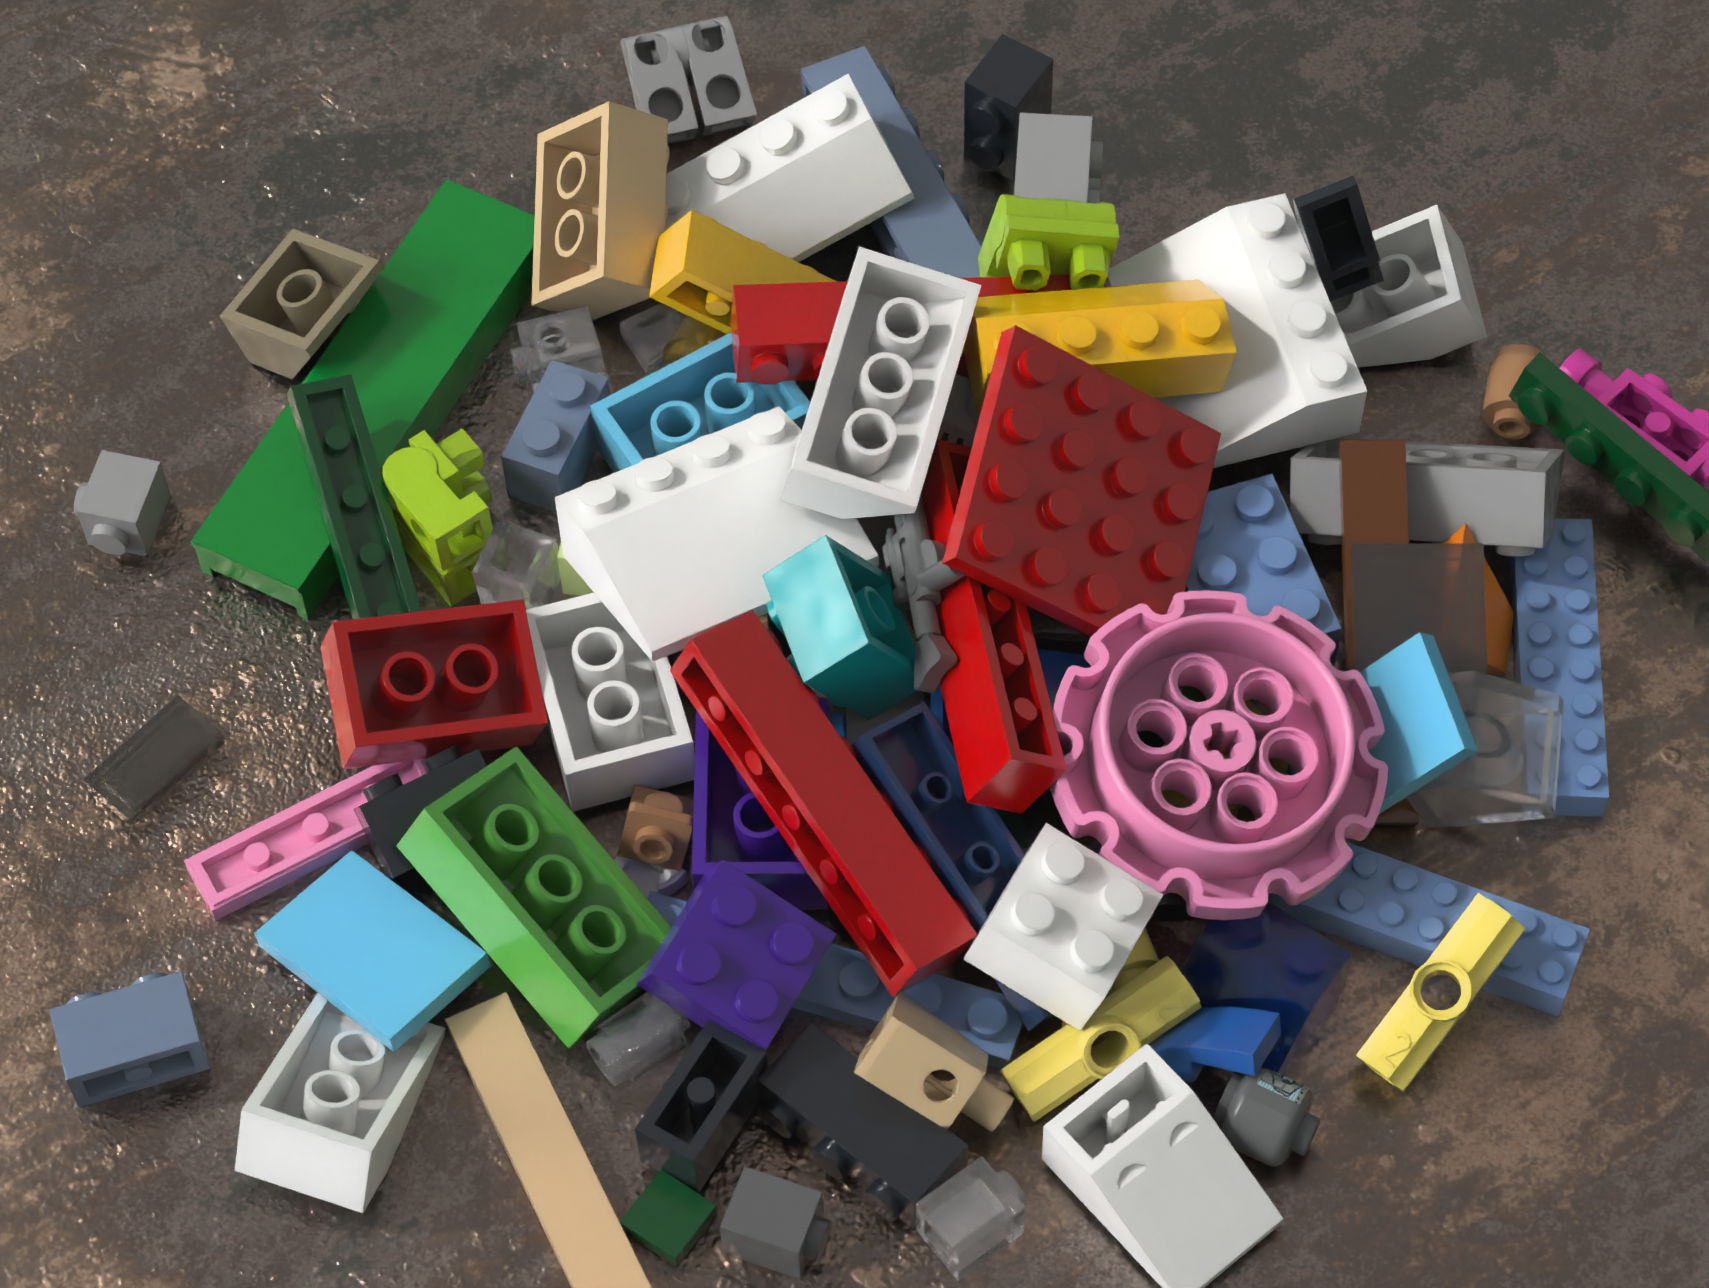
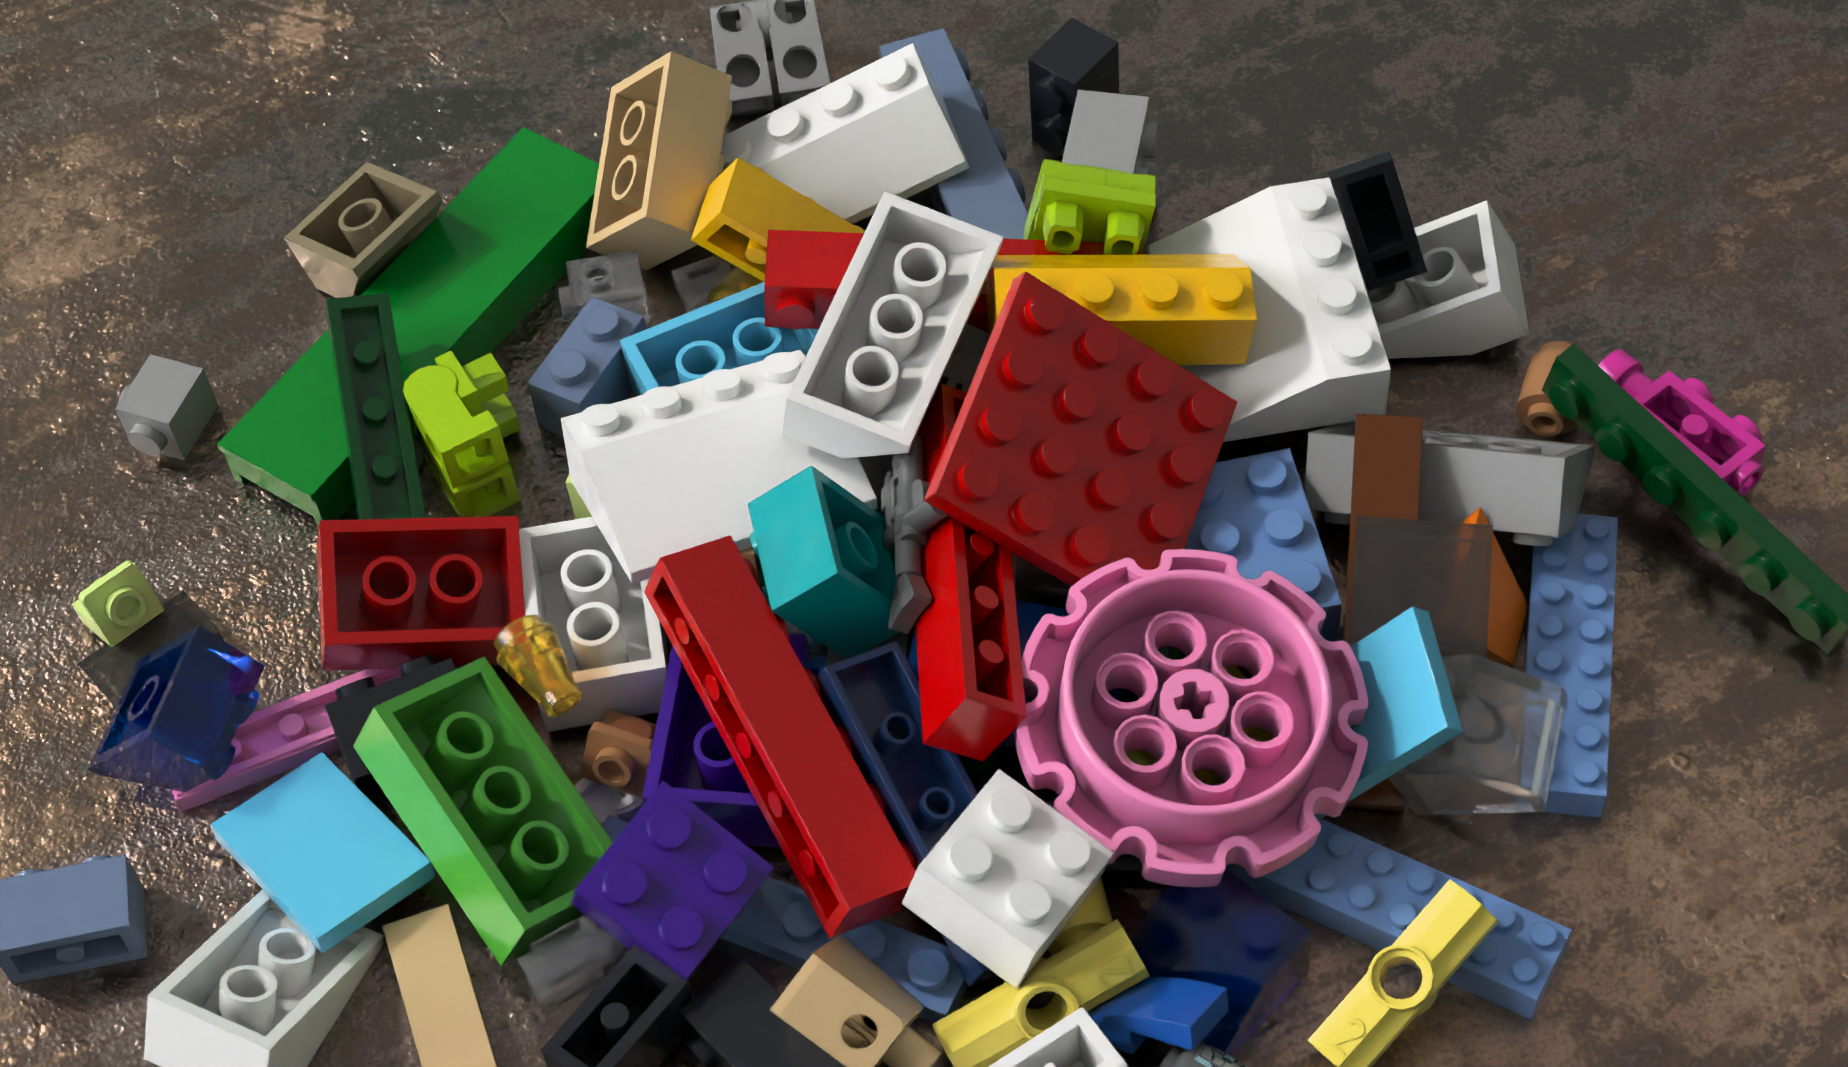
camera: 10 degrees right, 5 degrees down
(115, 714) = (118, 603): none -> yellowish green bracket
(205, 824) = (180, 714): none -> clear blue slope
(517, 566) = (527, 487): clear brick -> none
(570, 749) = (538, 663): none -> clear yellow cone

